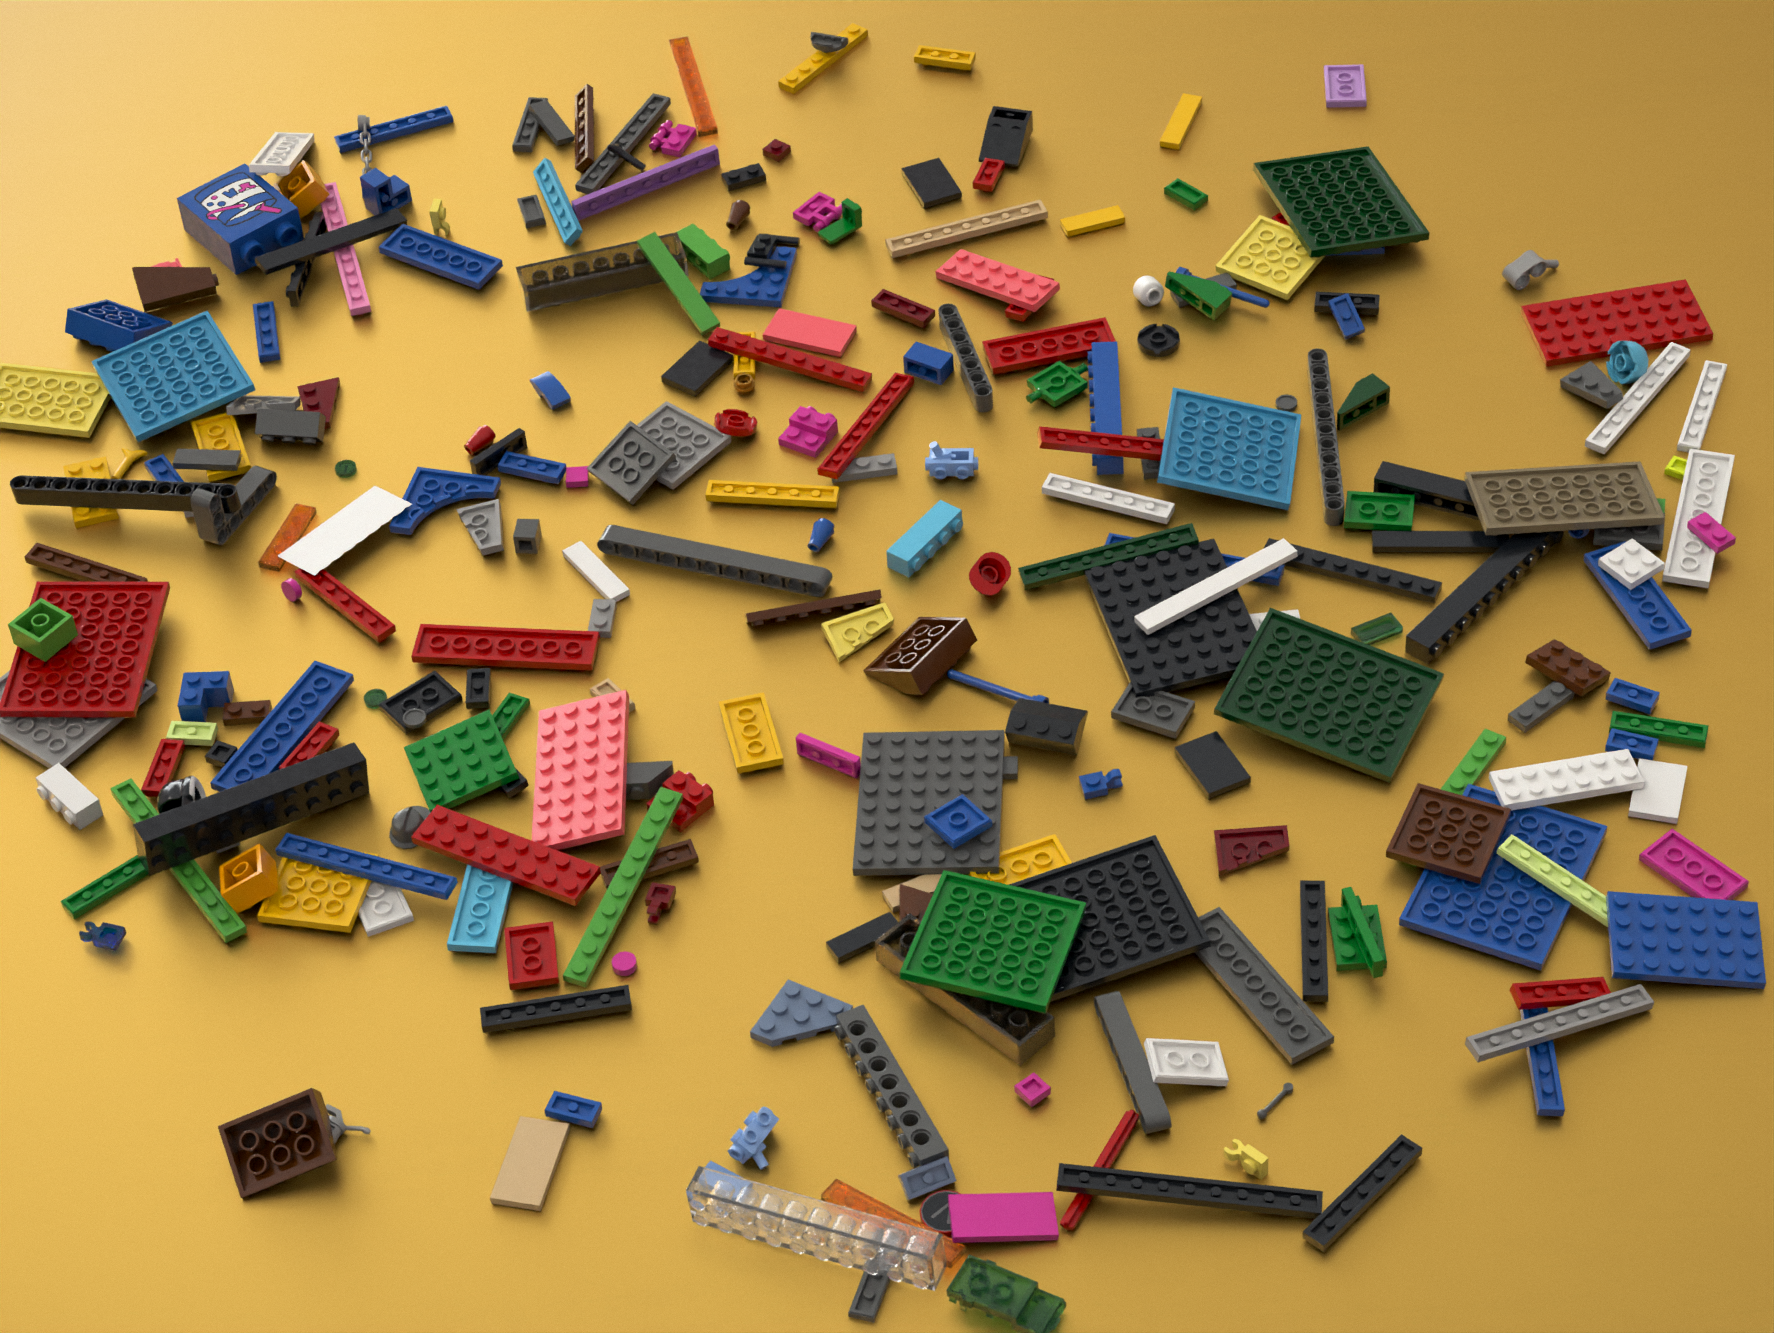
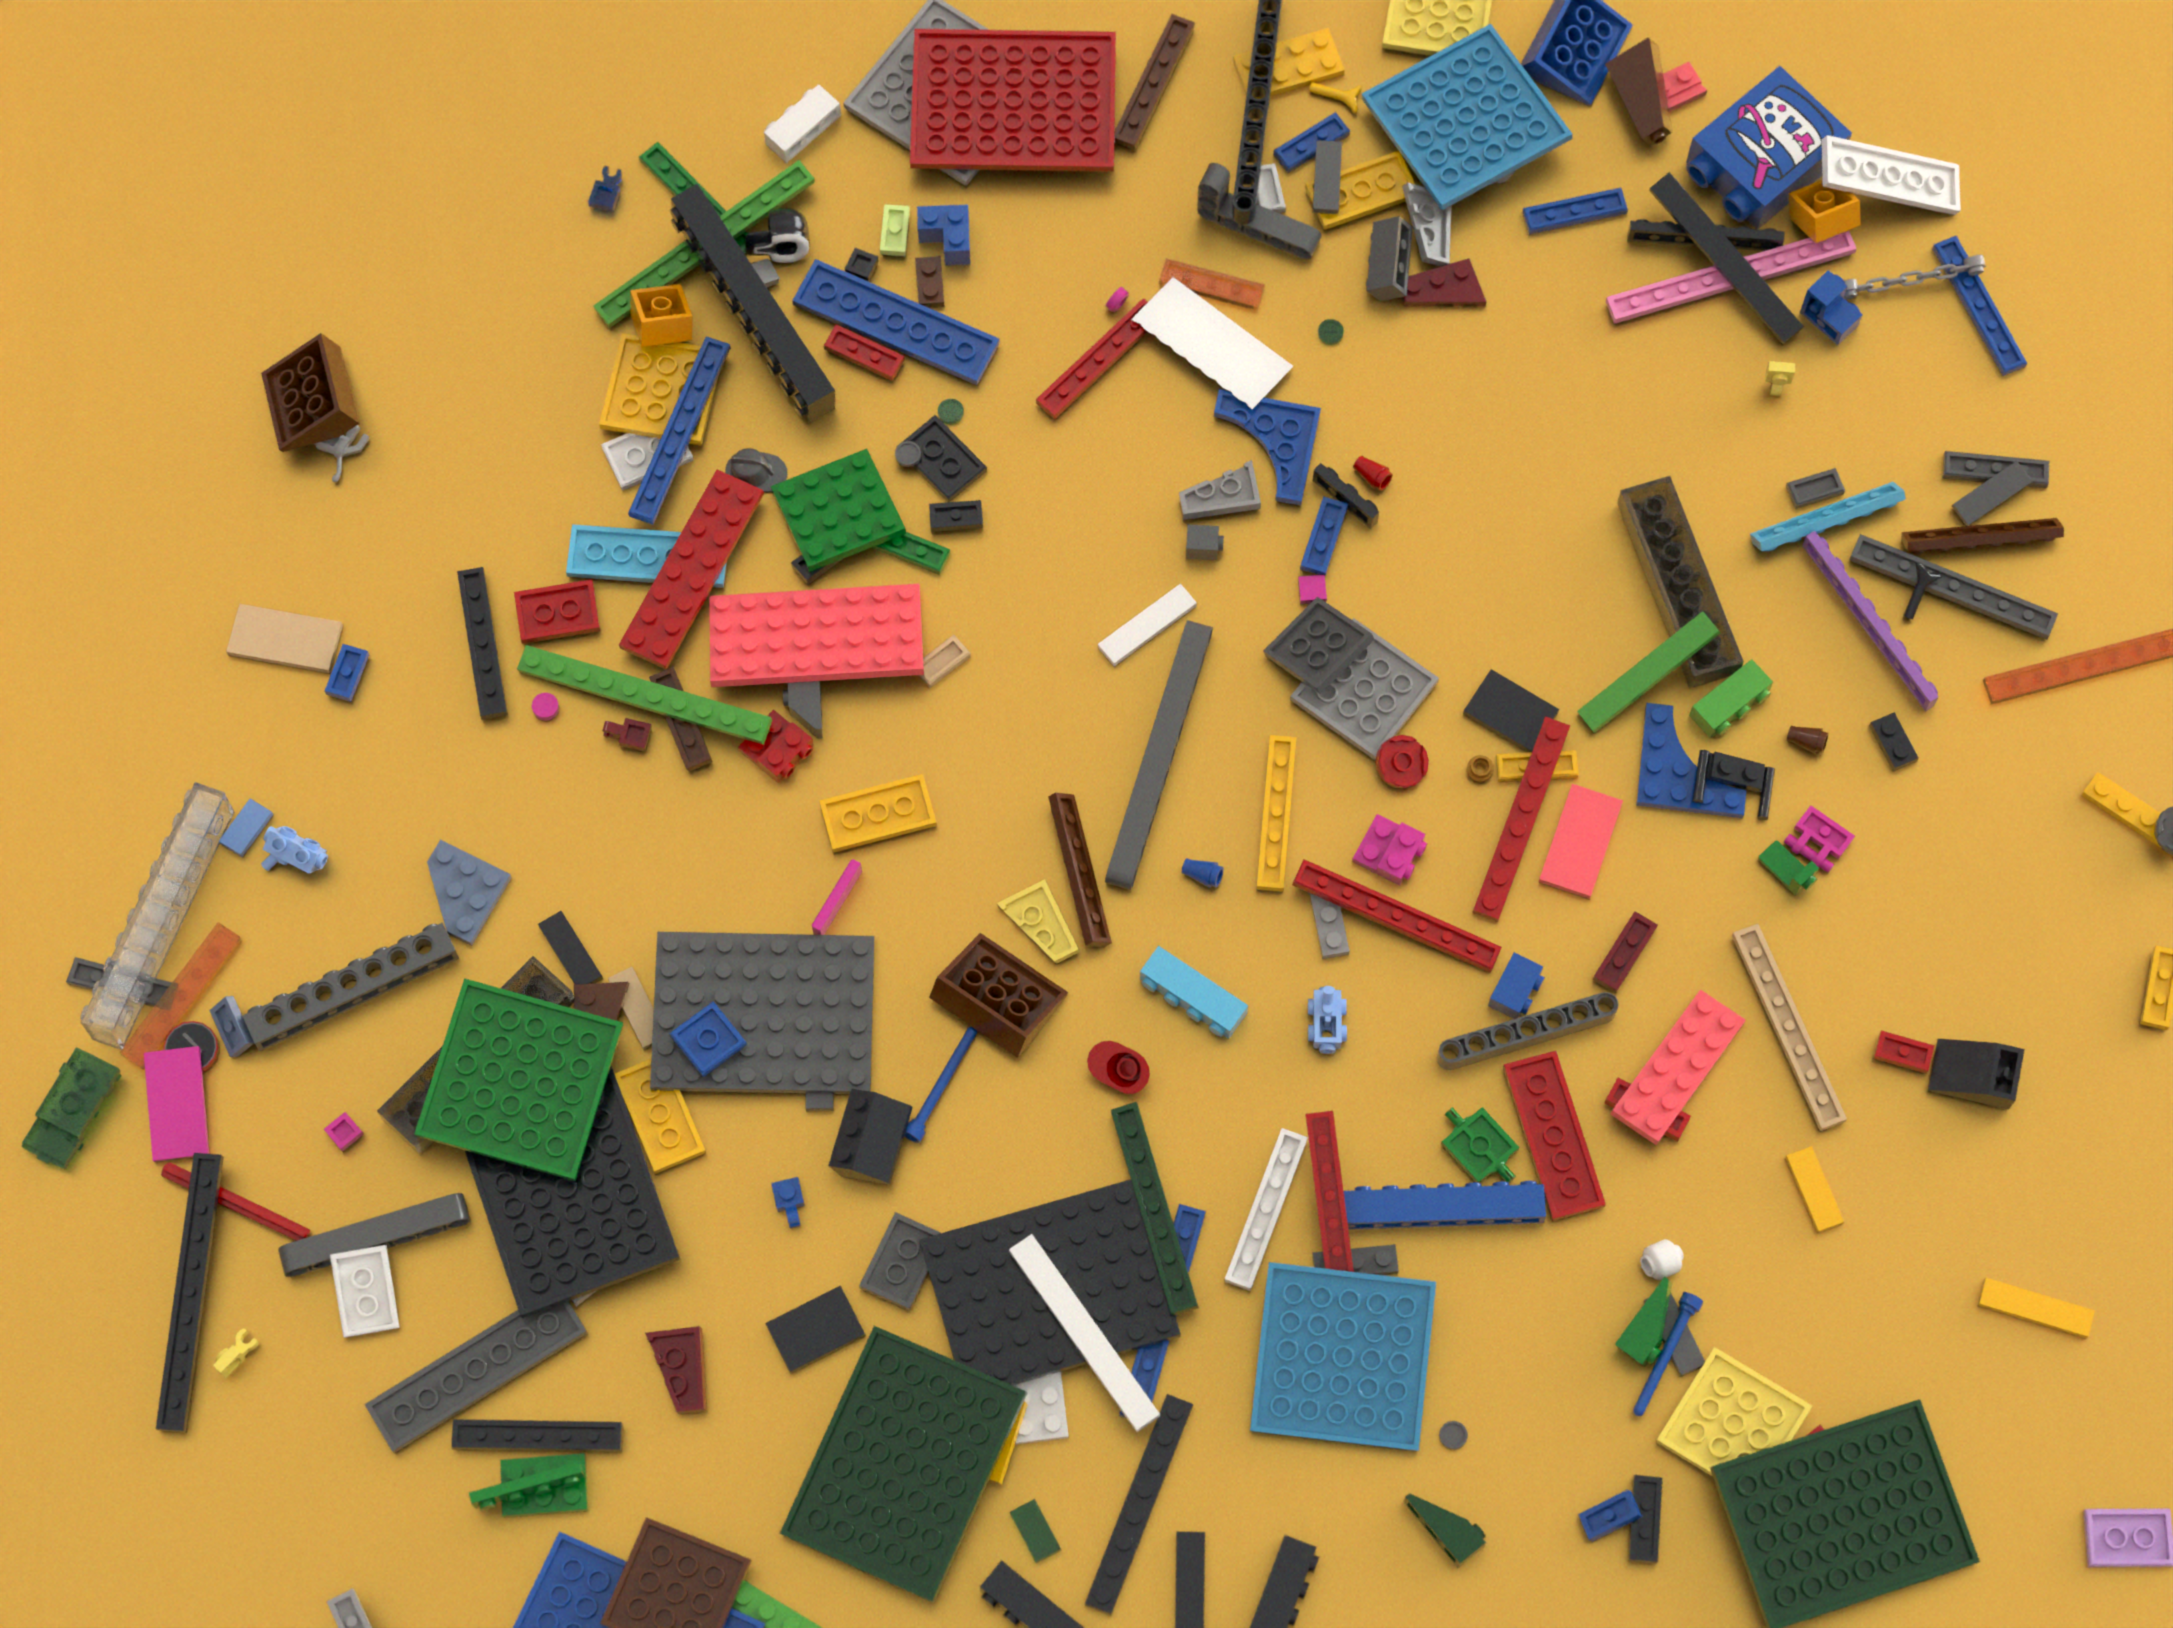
camera: 85 degrees right, 25 degrees up
(43, 629) = (1017, 48): bright green brick -> none
(163, 766) = (843, 209): red plate -> none
(440, 256) = (1716, 390): blue plate -> none
(505, 647) = (1021, 539): red plate -> none
(550, 389) = (1465, 543): blue slope -> none
(603, 617) = (1071, 638): light grey plate -> none
(677, 141) = (1969, 655): dark pink plate -> none
(776, 150) = (1952, 779): dark red plate -> none
(931, 183) = (1889, 980): black tile -> none
(1158, 340) = (1573, 1274): black tile -> none
(1186, 194) = (1876, 1313): green tile -> none
(1287, 1089) = (336, 1402): dark grey hinge -> none
(1325, 437) = (1390, 1471): dark grey beam -> none
(1362, 1193) = (183, 1474): black plate -> none
(1379, 511) = (1240, 1542): green plate -> none

